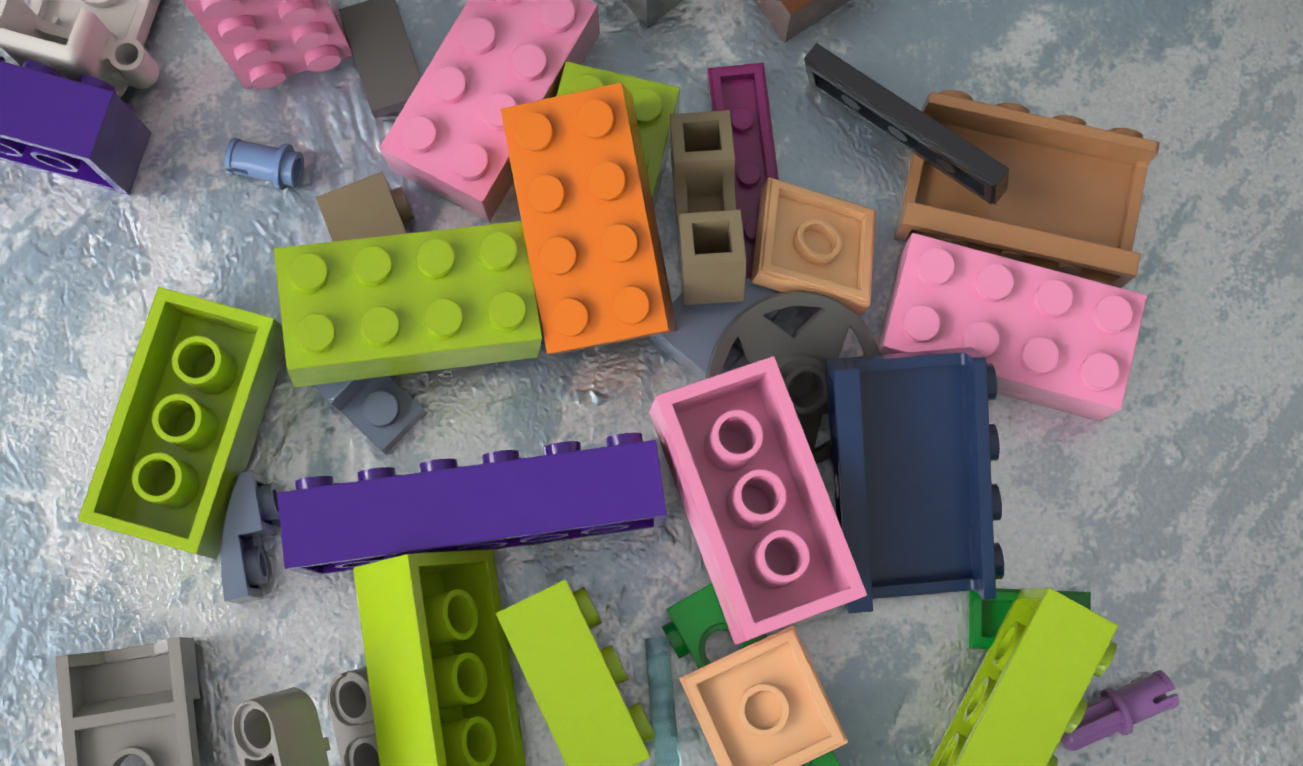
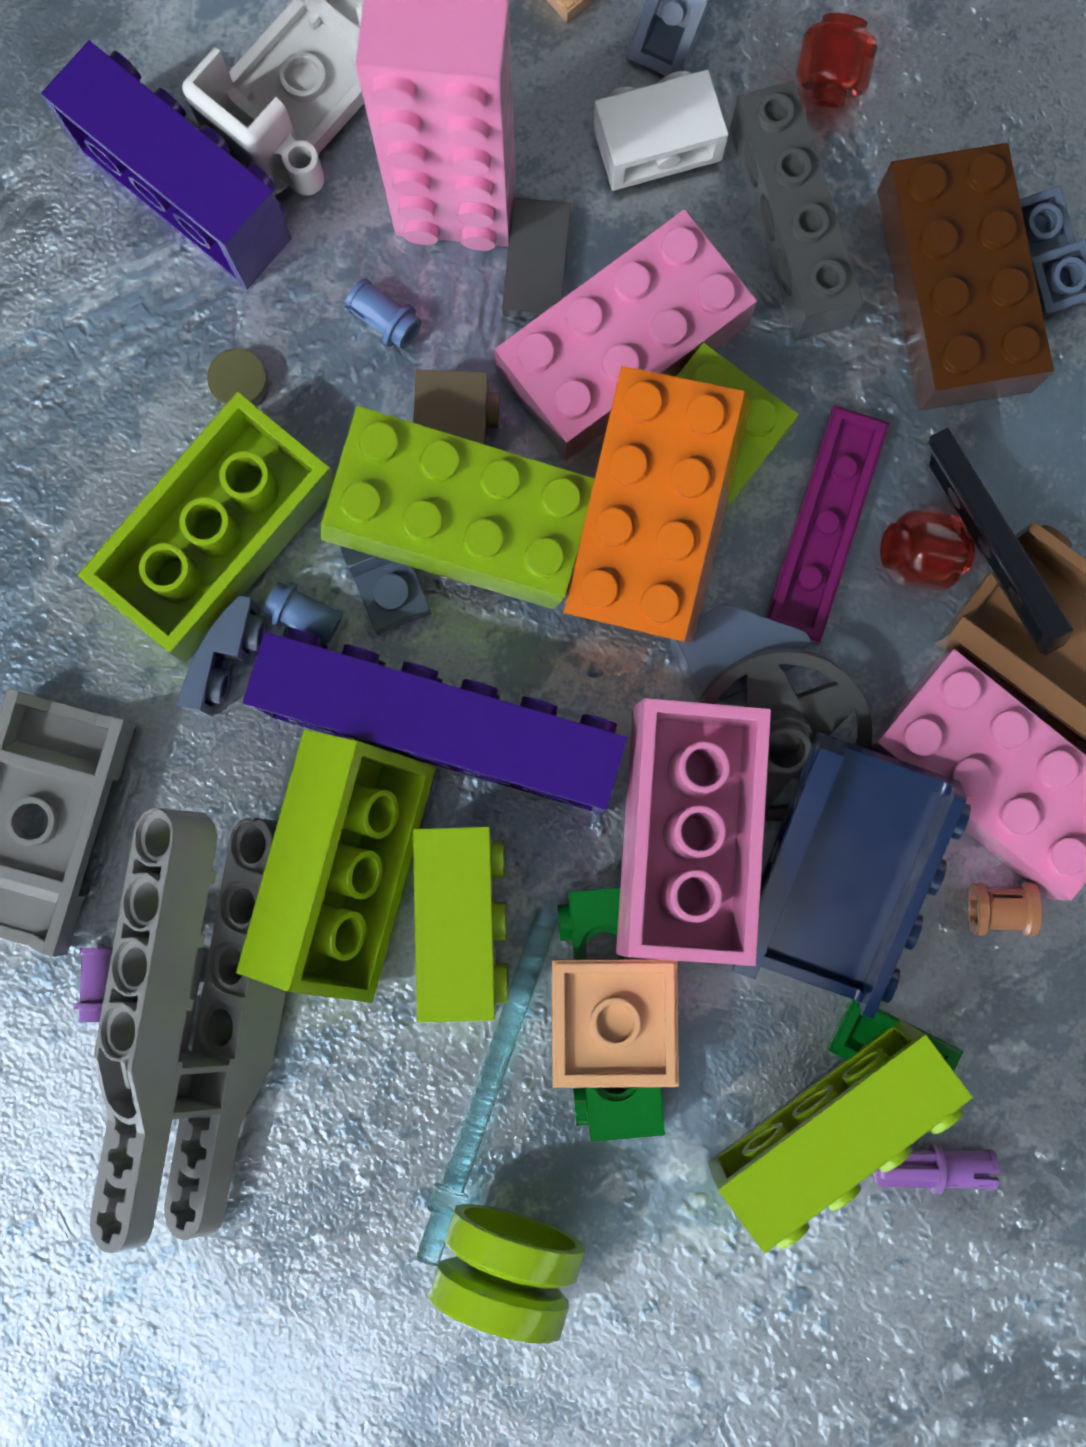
camera: 25 degrees right, 5 degrees up
(153, 269) = (240, 372): none -> olive tile
(292, 463) = (302, 612): none -> medium blue pin
(705, 208) = (771, 540): dark tan arch -> none
(814, 244) = (857, 618): light nougat tile -> none
(848, 158) = (927, 550): none -> clear red head
(1066, 446) = (1004, 909): none -> nougat bush

